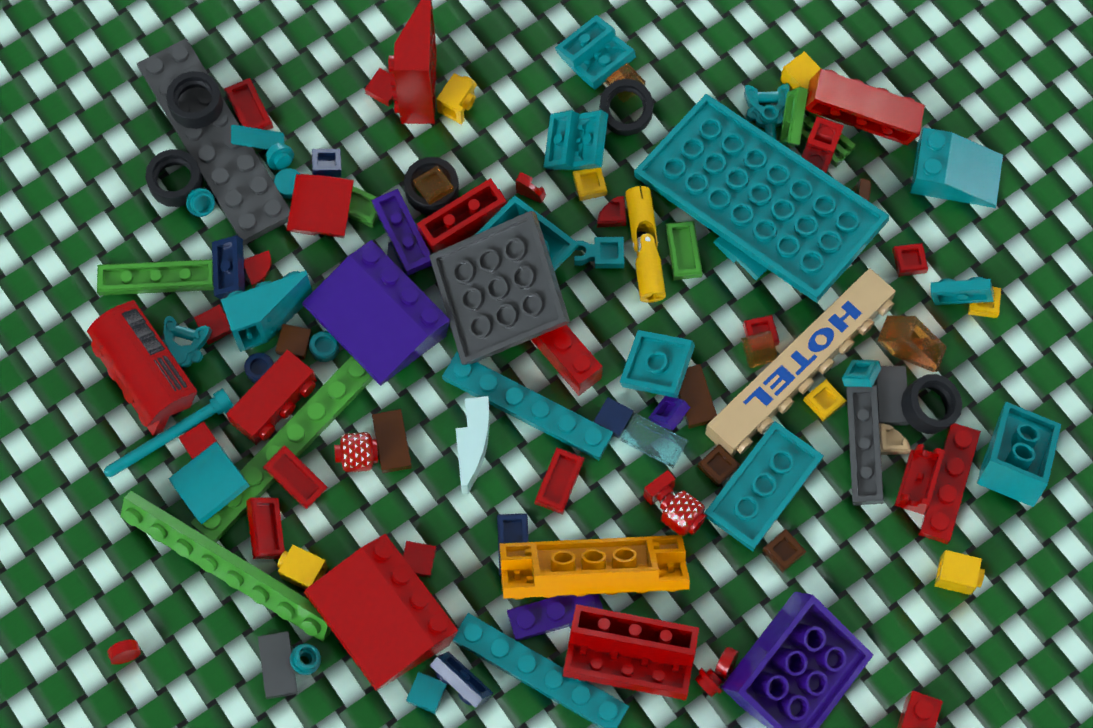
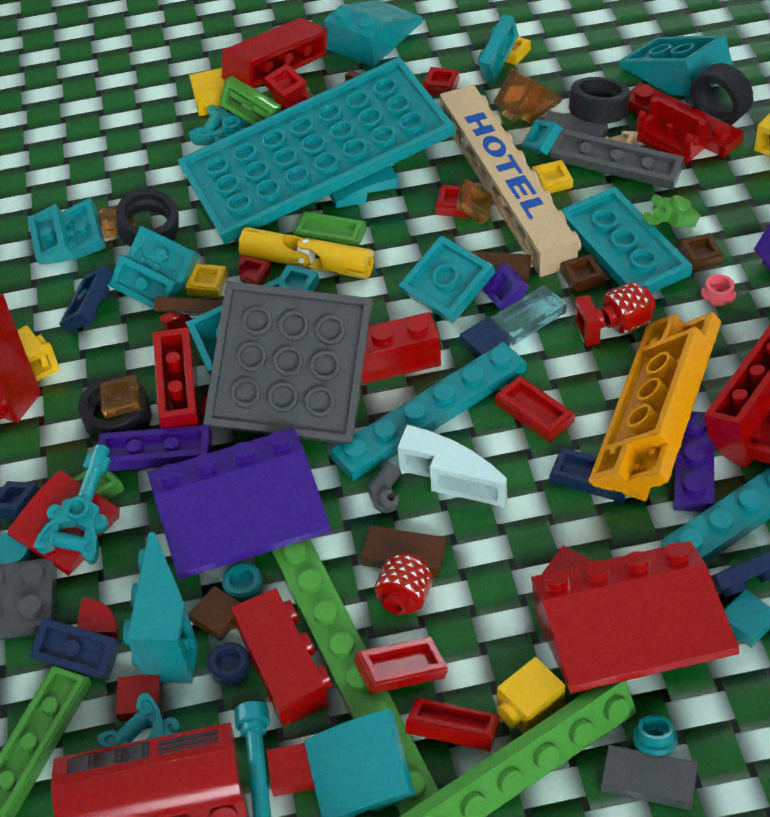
camera: 60 degrees left, 20 degrees down
(323, 213) = (78, 513): none -> teal piece
(438, 402) = (380, 489): none -> dark grey arm
(527, 107) = (86, 299): none -> dark blue plate
(548, 188) = (185, 306): none -> reddish brown tile
(740, 571) = (719, 290): none -> coral plate
(816, 512) = (674, 210): none -> bright green plate
(975, 506) = (734, 84): none -> black tyre

